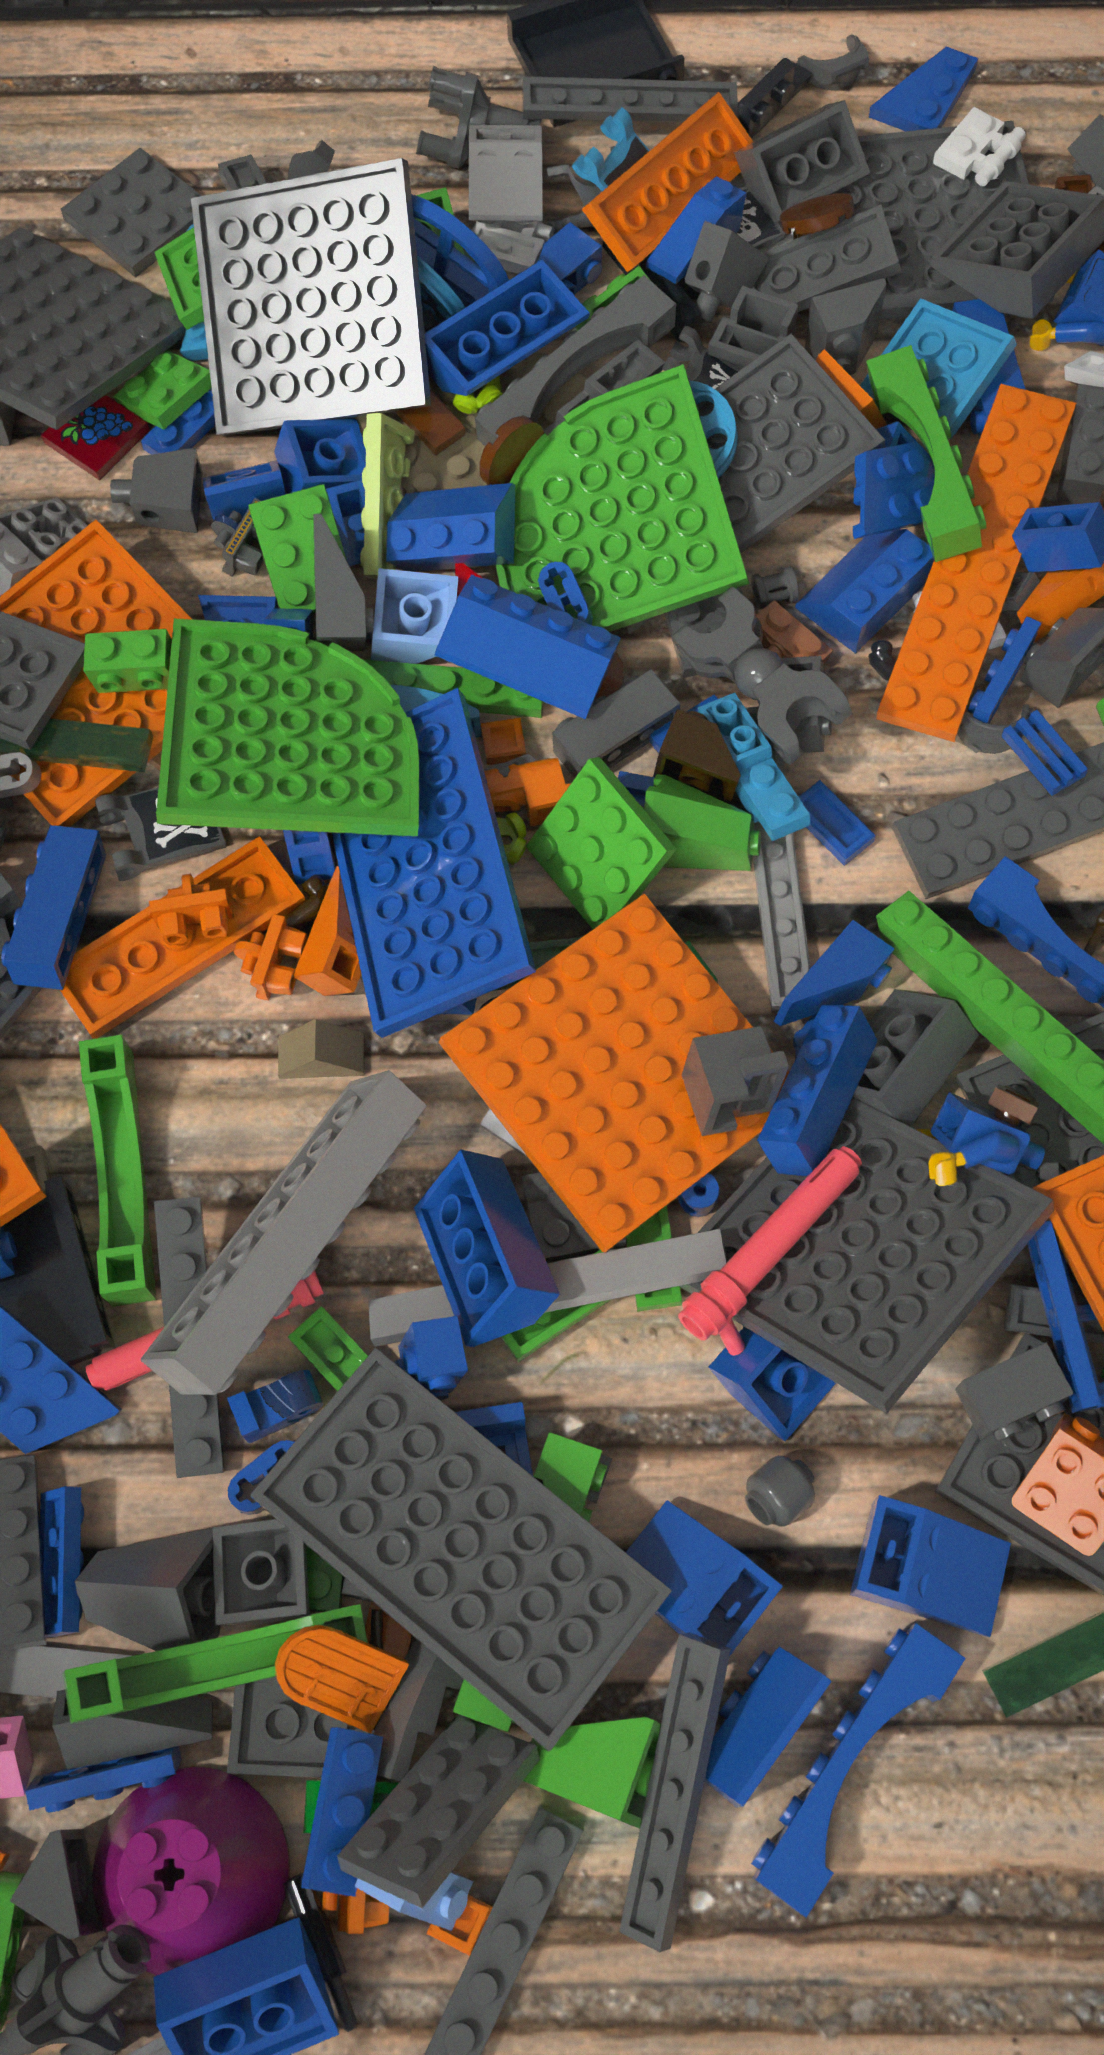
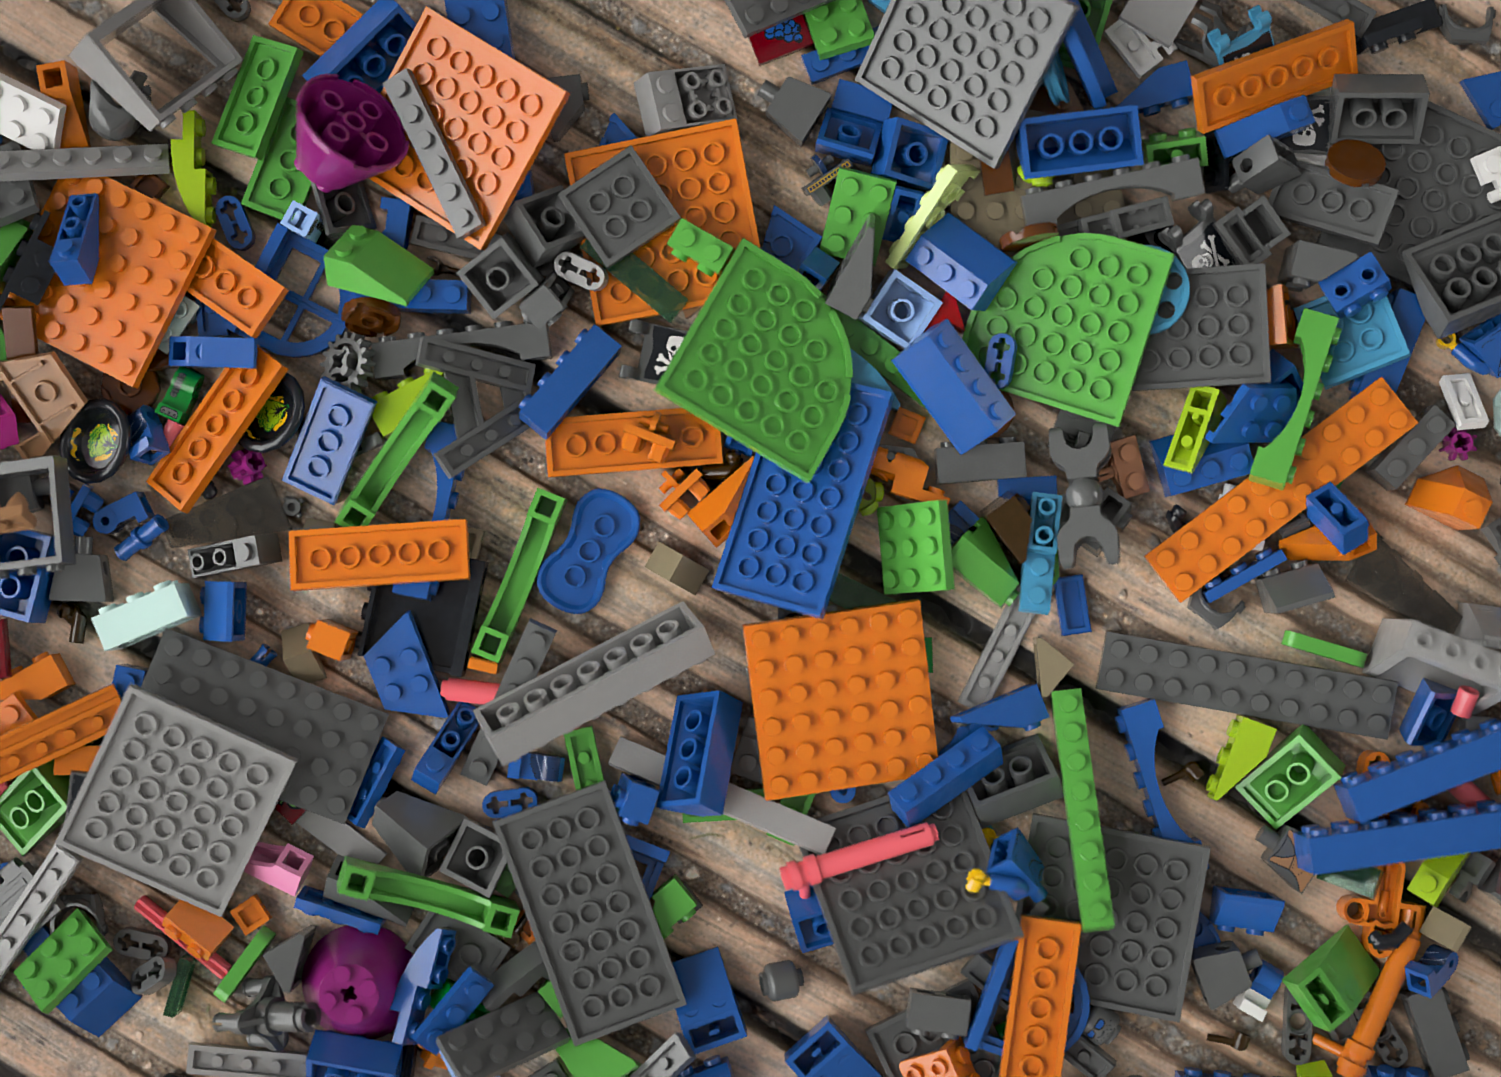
camera: 30 degrees right, 20 degrees up
(132, 1313) = (484, 665): none -> orange tile
(138, 1456) = (446, 748): none -> blue slope
(193, 1124) = (599, 531): none -> blue plate
(237, 450) = (860, 101): none -> blue tile
(271, 1784) = (424, 972): none -> blue slope
(338, 1675) = (488, 940): orange window -> none
(732, 1077) = (893, 750): dark grey plate -> none
(775, 587) = (1142, 424): dark grey bush -> none
(834, 547) = (1198, 416): none -> lime slope
(849, 893) = (1049, 665): none -> dark tan slope
(905, 312) = (1356, 286): none -> blue brick
(1013, 1105) = (1046, 861): reddish brown plate -> none
(1047, 738) = (1237, 650): blue tile -> none

